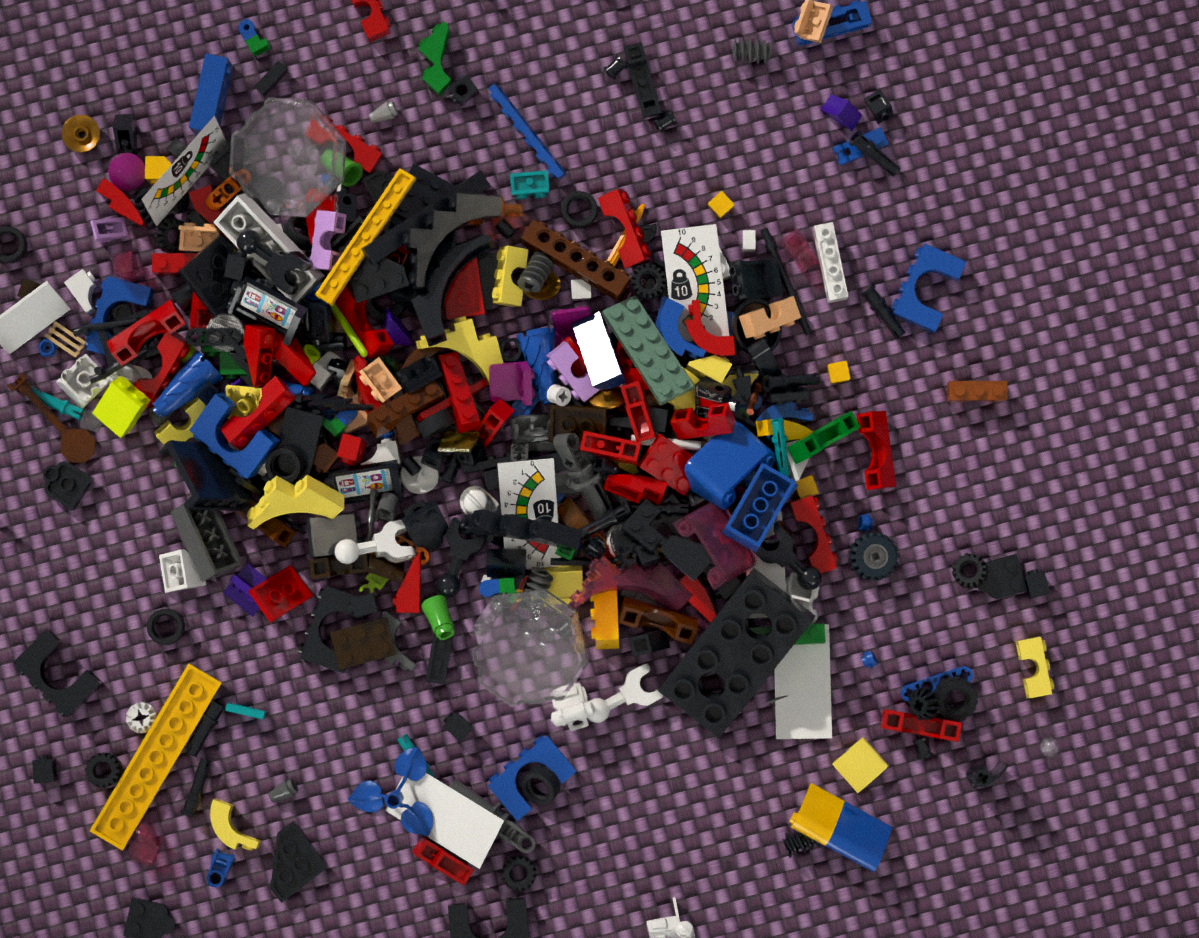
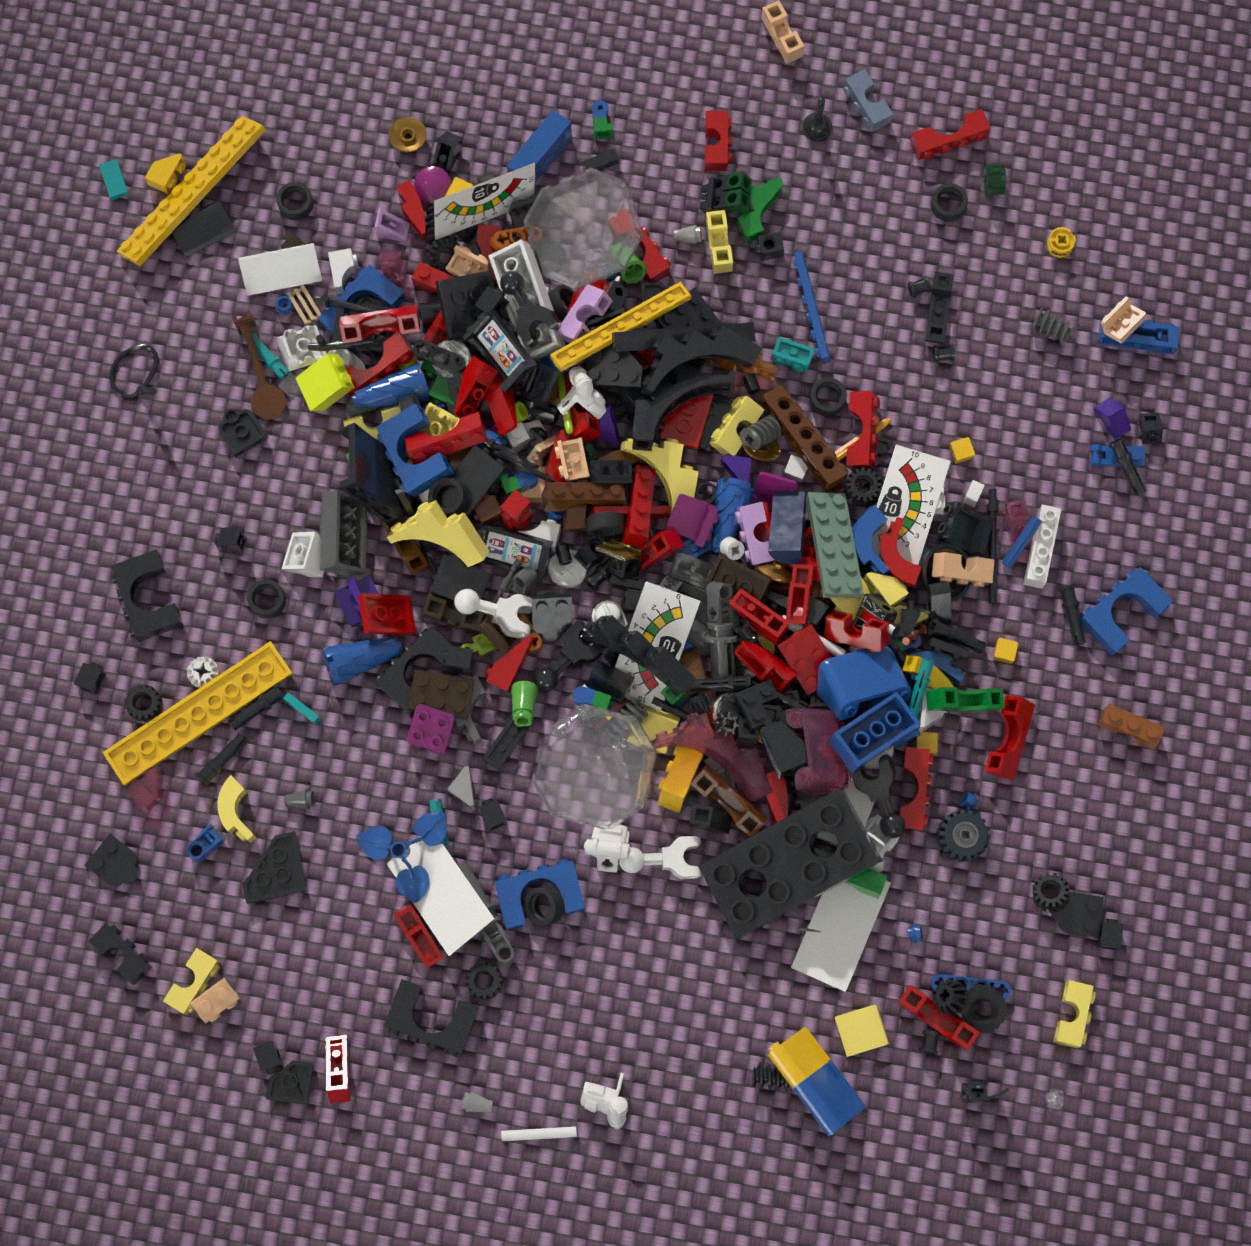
camera: 20 degrees right, 10 degrees down
(108, 590) = (231, 540): none -> black slope
(268, 648) = (350, 660): none -> blue cone
(361, 314) = (583, 394): none -> white piece
(369, 678) = (431, 729): none -> magenta bracket
(402, 60) = (727, 193): none -> hips
(415, 108) = (718, 242): none -> light yellow arch
(421, 715) = (462, 788): none -> light grey slope
(530, 314) = (737, 466): none -> dark purple slope
(810, 267) = (1022, 541): none -> blue axle

